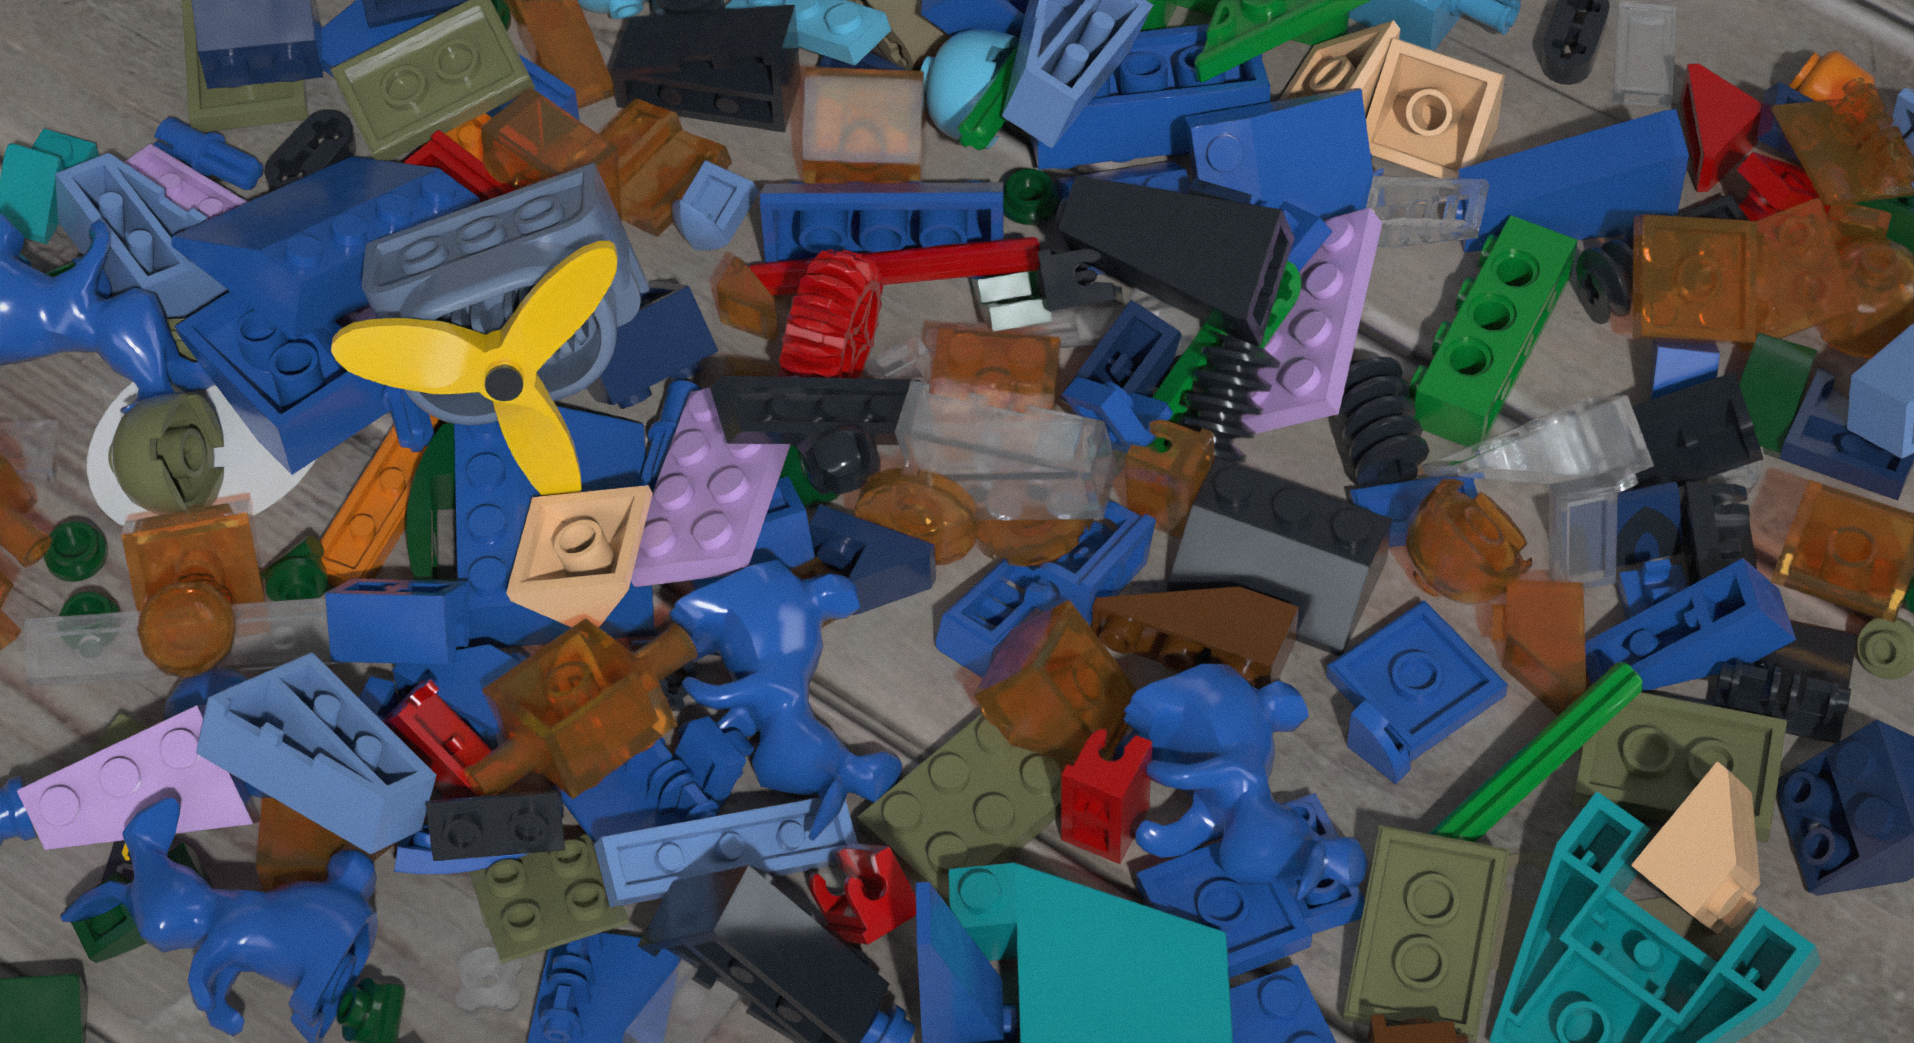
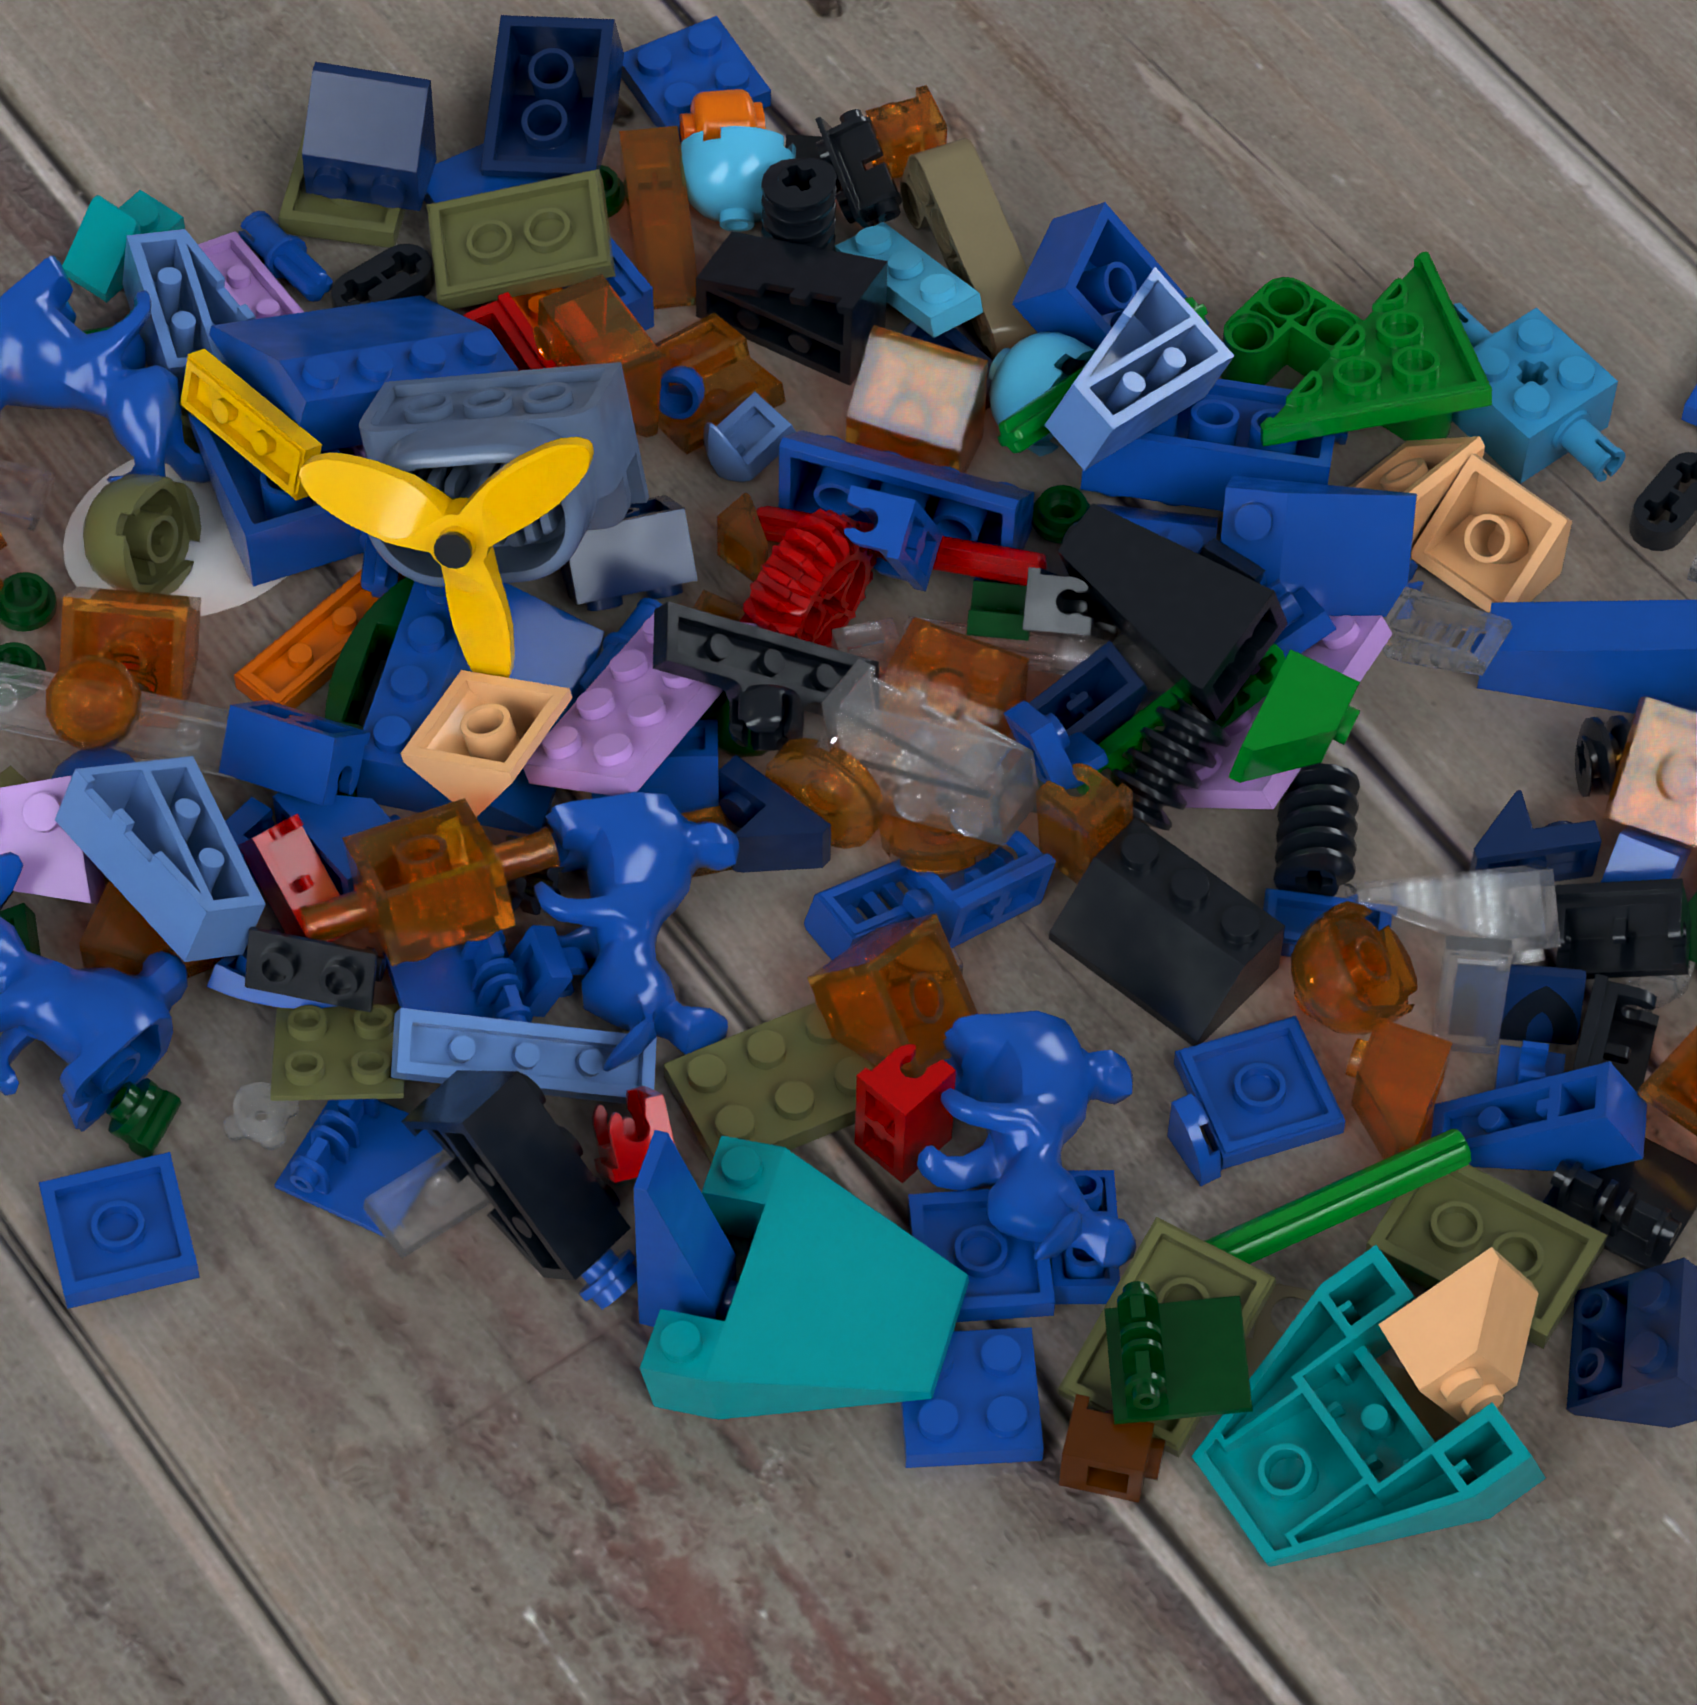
camera: 15 degrees right, 0 degrees up
(246, 319) = (247, 421): none -> yellow tile
(297, 573) = (222, 680): dark green plate -> none
(642, 184) = (682, 399): none -> blue hinge
(901, 249) = (899, 533): none -> blue hinge
(1201, 628) = (1087, 985): reddish brown slope -> none
(1337, 323) = (1297, 720): none -> green slope
(1450, 952) = (1176, 1357): none -> dark green hinge
(1493, 331) = (1540, 727): green brick -> none
(1600, 374) = (1562, 845): none -> dark blue slope

